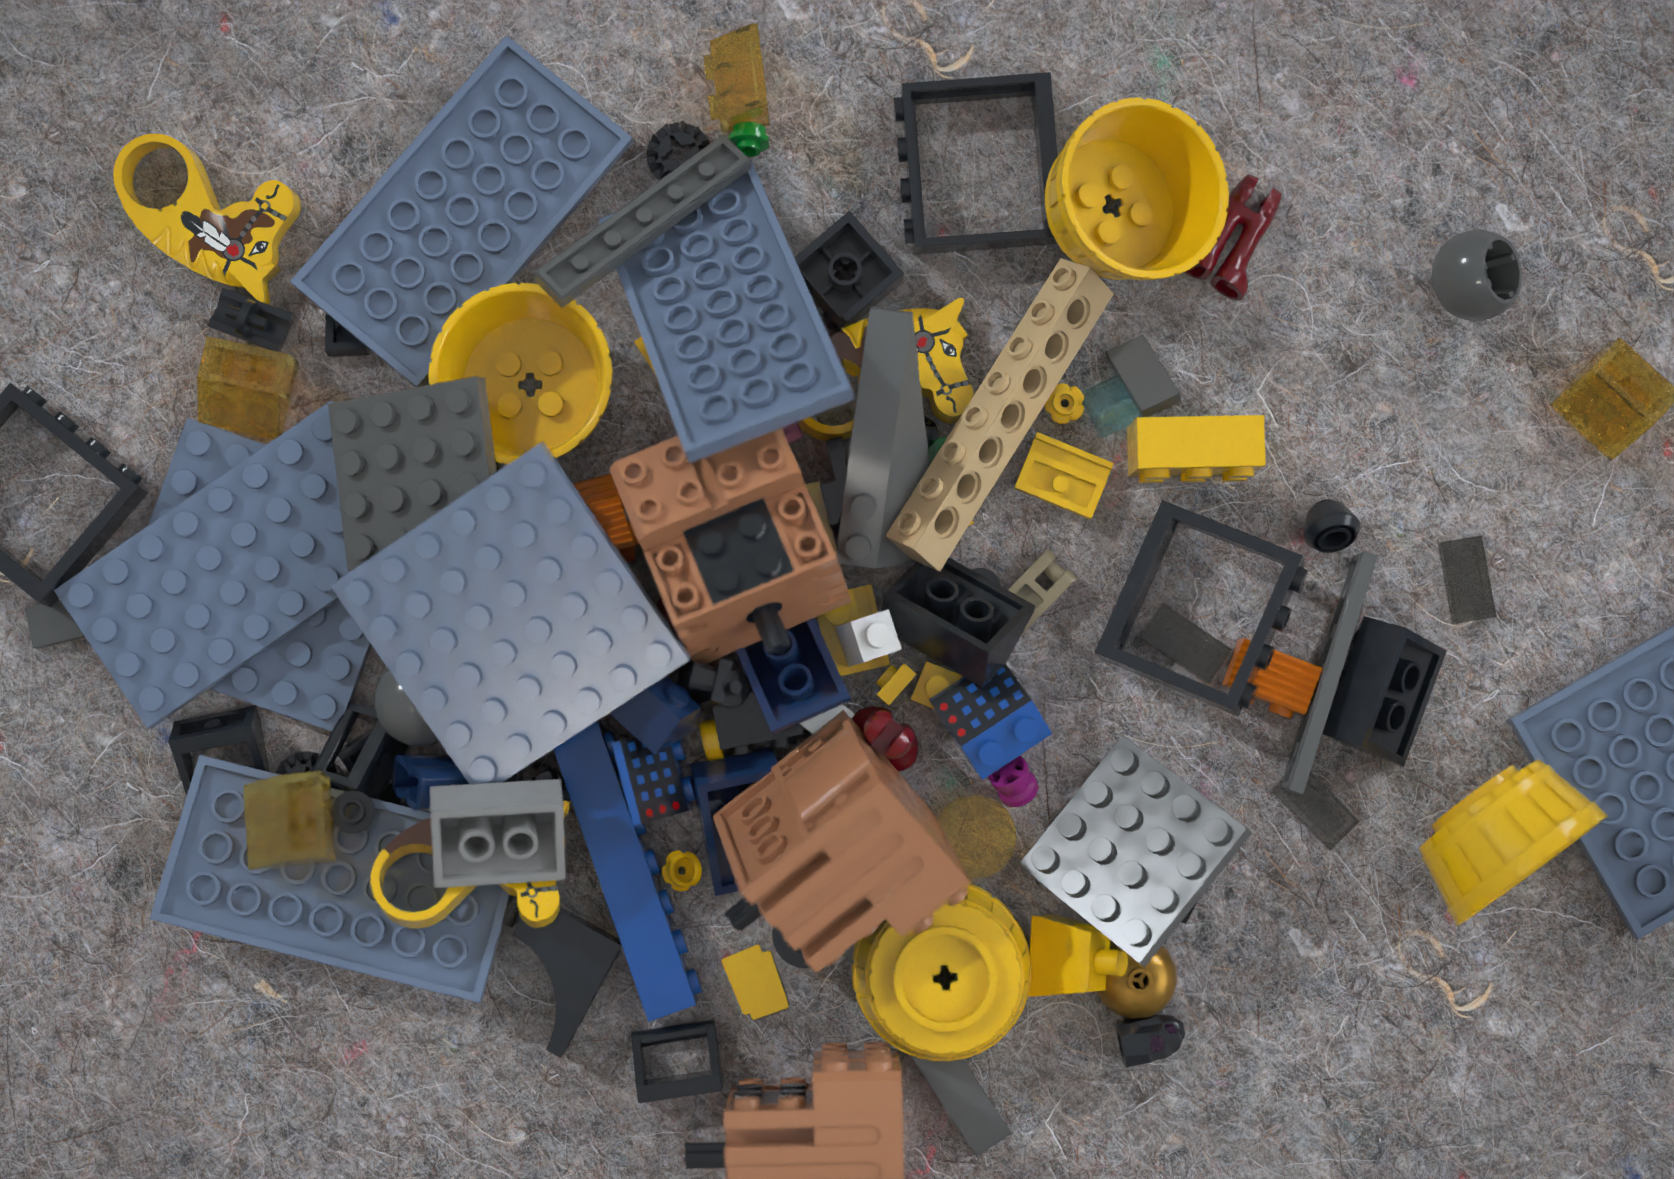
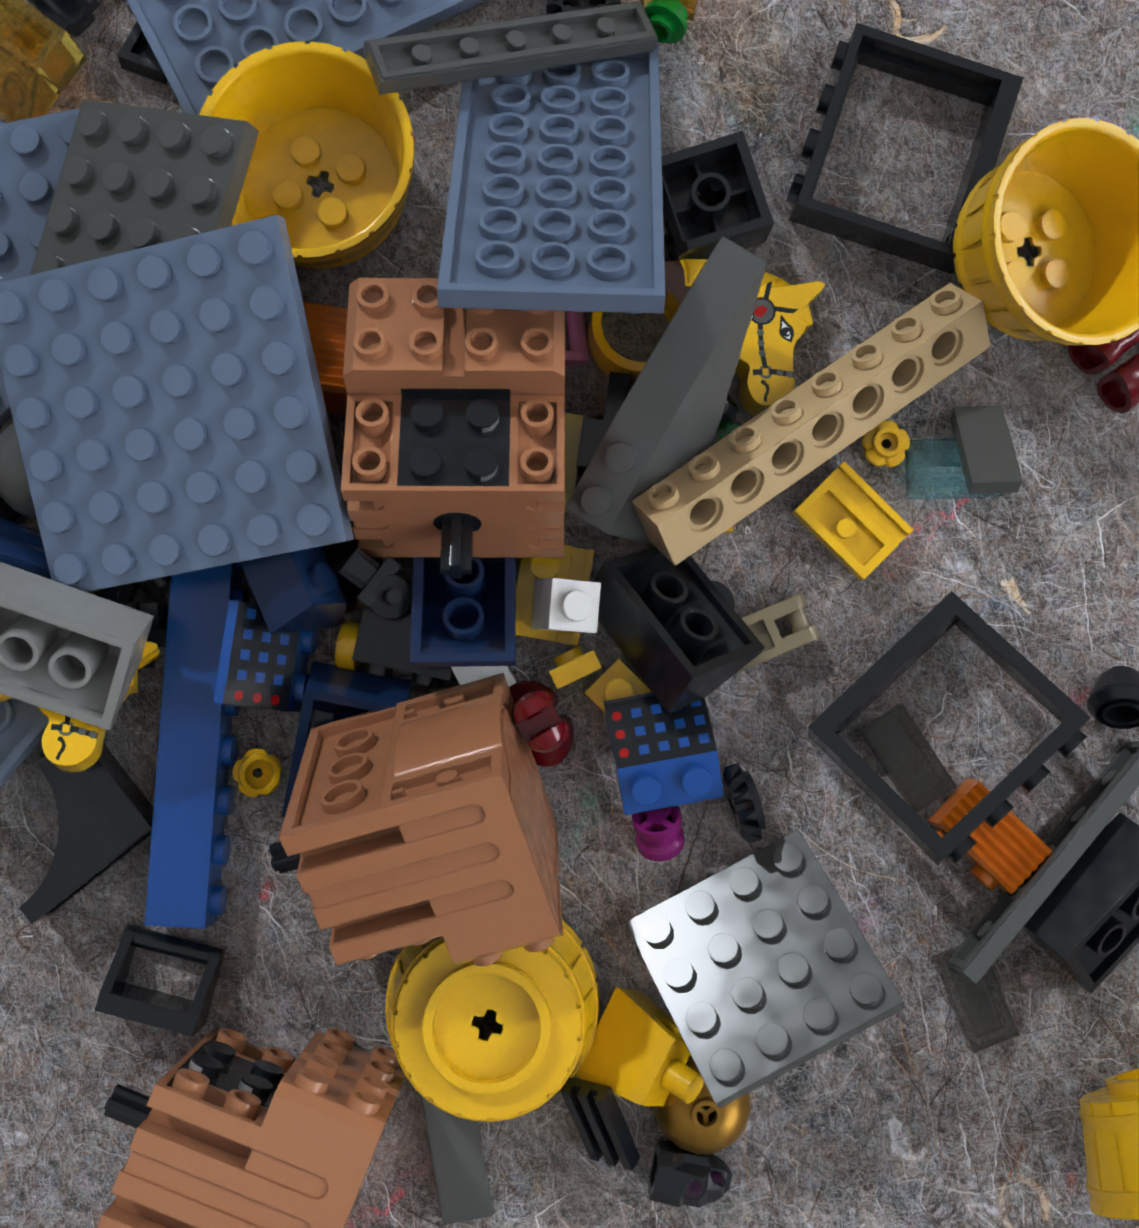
camera: 20 degrees right, 0 degrees up
(755, 982) = (286, 928): yellow sticker -> none
(979, 833) = (596, 871): clear yellow tile -> none
(1058, 1026) = (600, 1122): none -> black tile
(1070, 732) = (744, 803): none -> black gear
(1195, 448) = (1015, 549): yellow brick -> none

